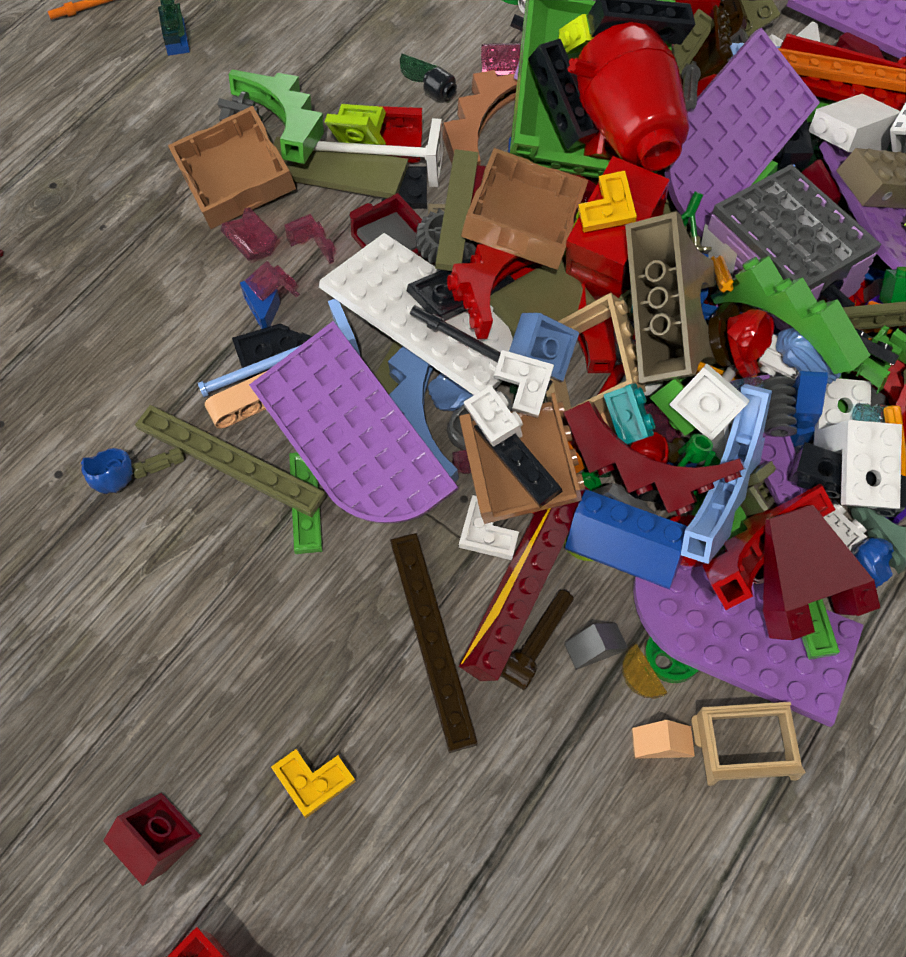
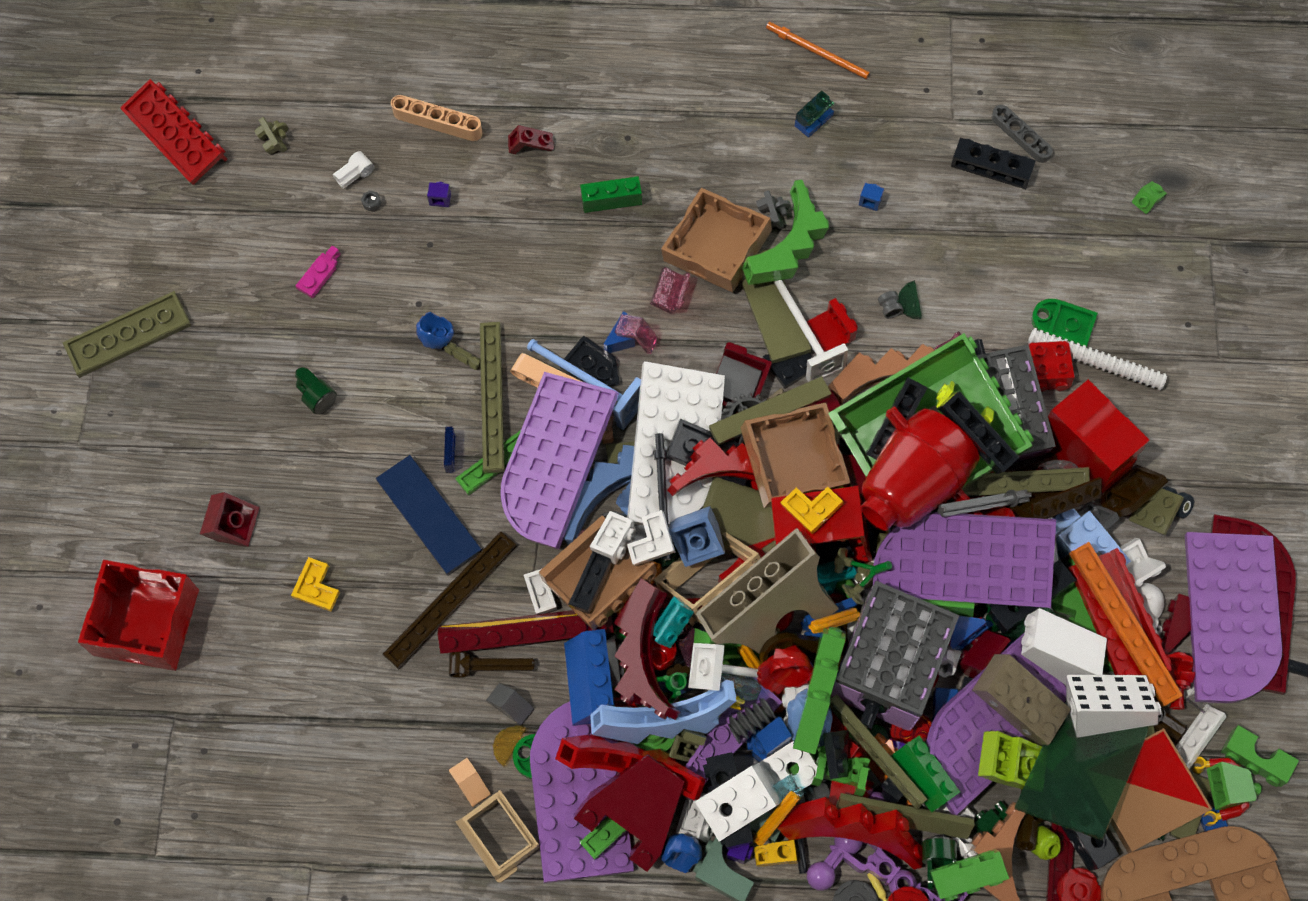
camera: 60 degrees right, 5 degrees up
(80, 639) = (316, 393): none -> dark green piece
(102, 226) = (611, 194): none -> green brick
(257, 535) = (449, 449): none -> clear blue tile
(293, 36) = (871, 196): none -> blue plate
(306, 228) = (704, 322): clear pink bracket -> none
(314, 604) = (428, 515): none -> dark blue tile
(357, 124) = (811, 296): lime bracket -> none
(411, 80) = (890, 304): none -> dark grey wheel
(439, 84) = (900, 326): black head -> none

